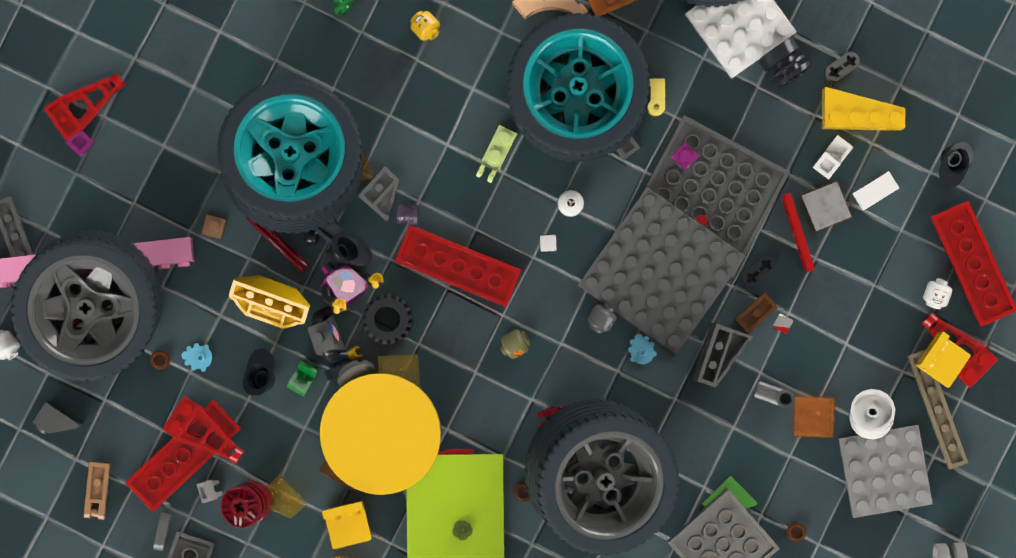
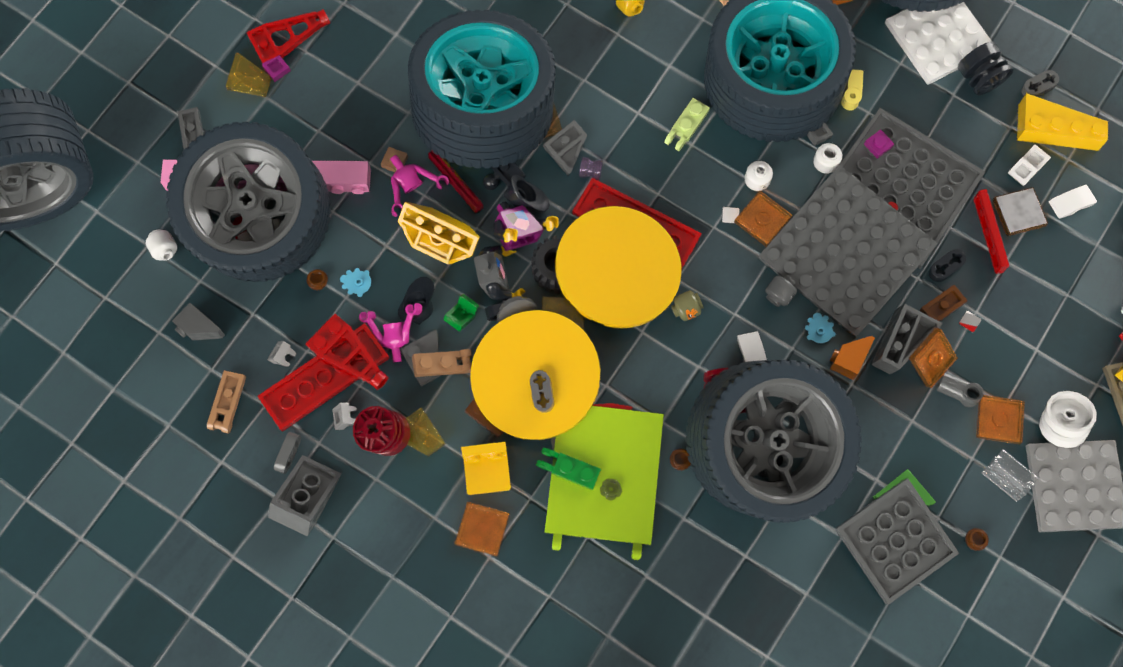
camera: 10 degrees right, 15 degrees down
(52, 155) = (247, 77): none -> clear yellow wing
(138, 437) = (279, 352): none -> light grey tile
(231, 248) = (408, 180): none -> dark pink piece
(243, 406) = (395, 334): none -> dark pink piece
(273, 424) = (425, 344): none -> dark grey wing
(291, 430) = (441, 363): none -> medium nougat plate
(393, 450) = (547, 391): none -> dark grey beam
(424, 517) = (570, 469): none -> green hinge
(445, 318) = (618, 267): none -> yellow tile
(579, 244) = (763, 218): none -> clear orange tile
(580, 381) = (751, 347): none -> white slope
(637, 169) = (827, 158): none -> white head
(672, 376) = (851, 357): none -> orange slope
(747, 369) = (933, 357): none -> clear orange tile
(823, 470) = (1010, 475): none -> clear hinge

